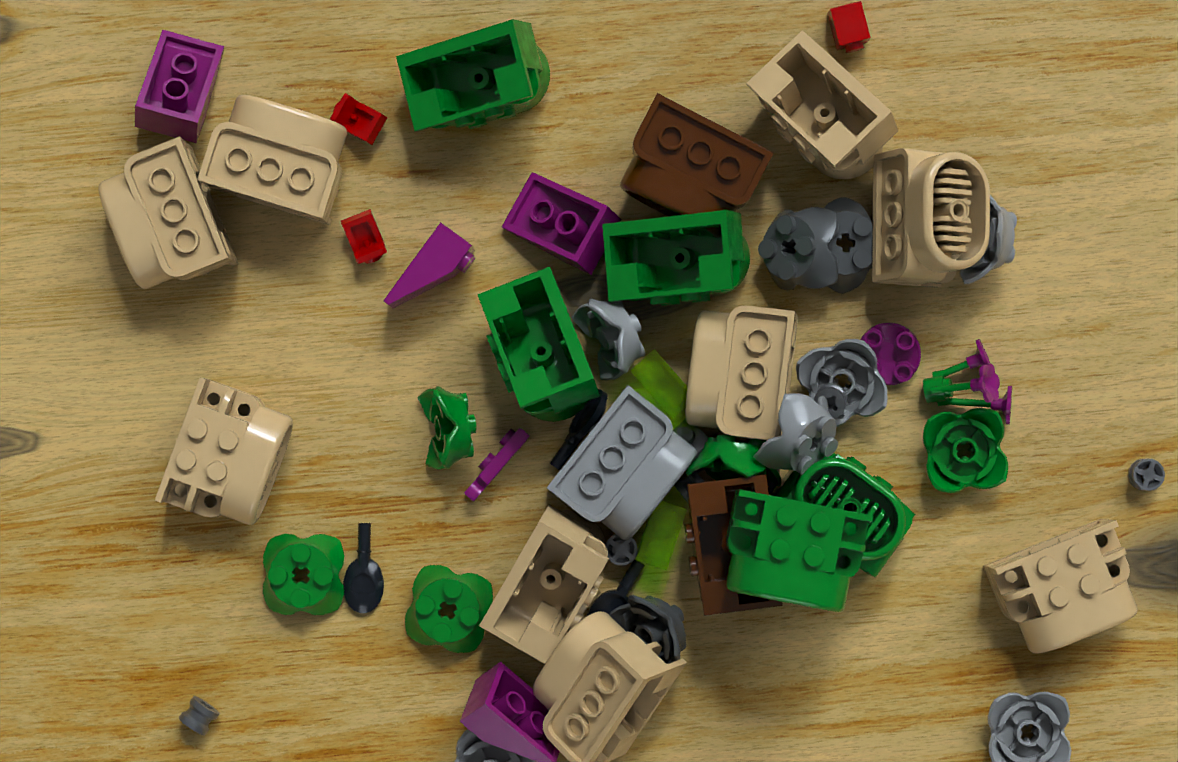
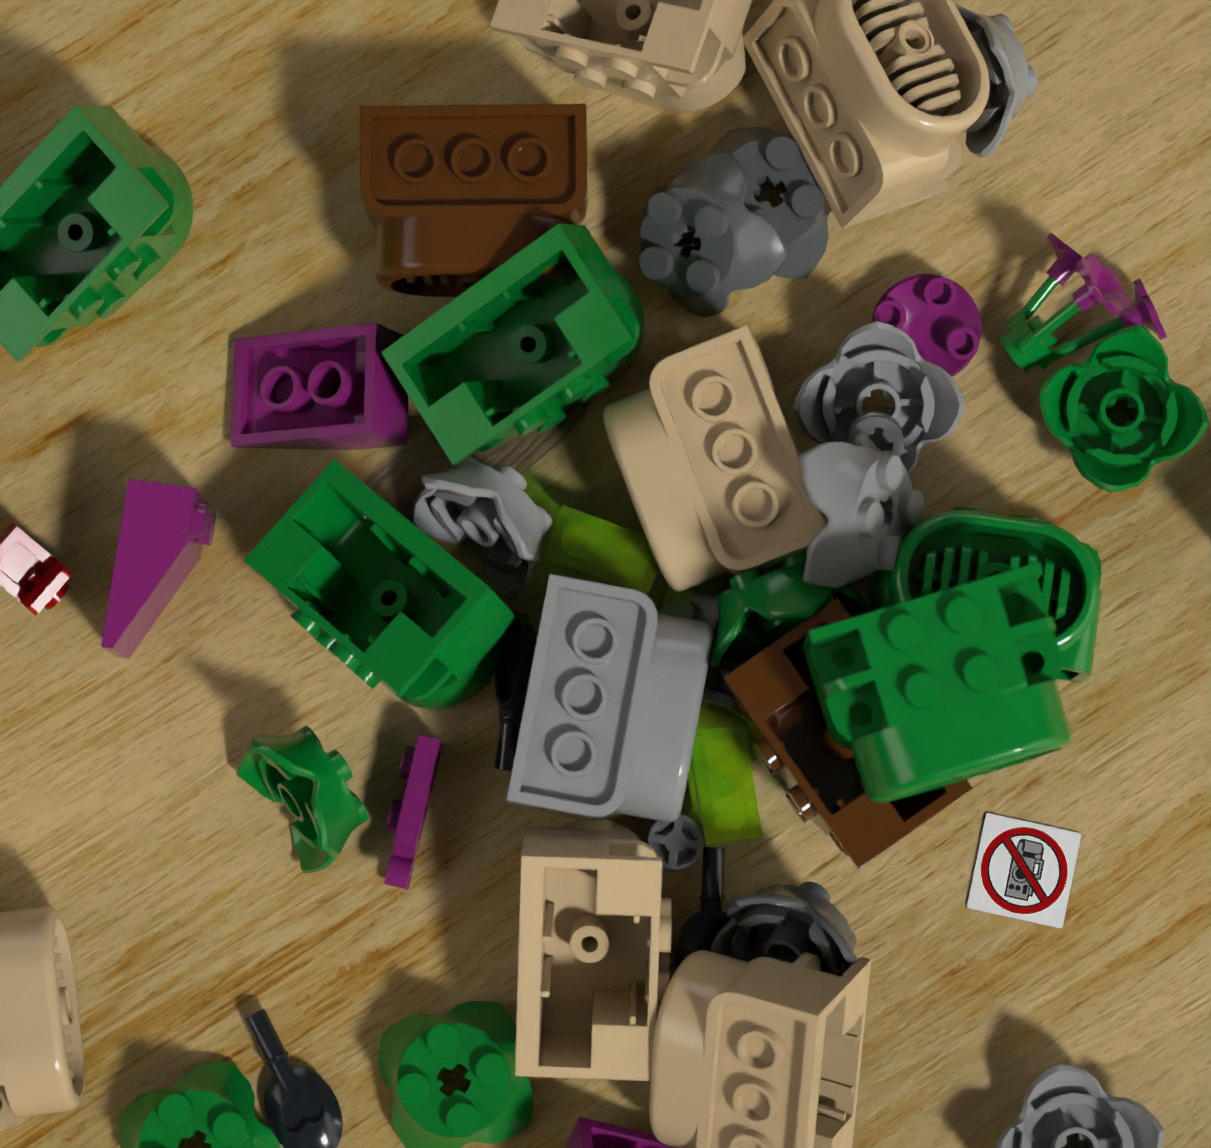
camera: 25 degrees left, 5 degrees down
(790, 655) = (1024, 870): none -> sticker

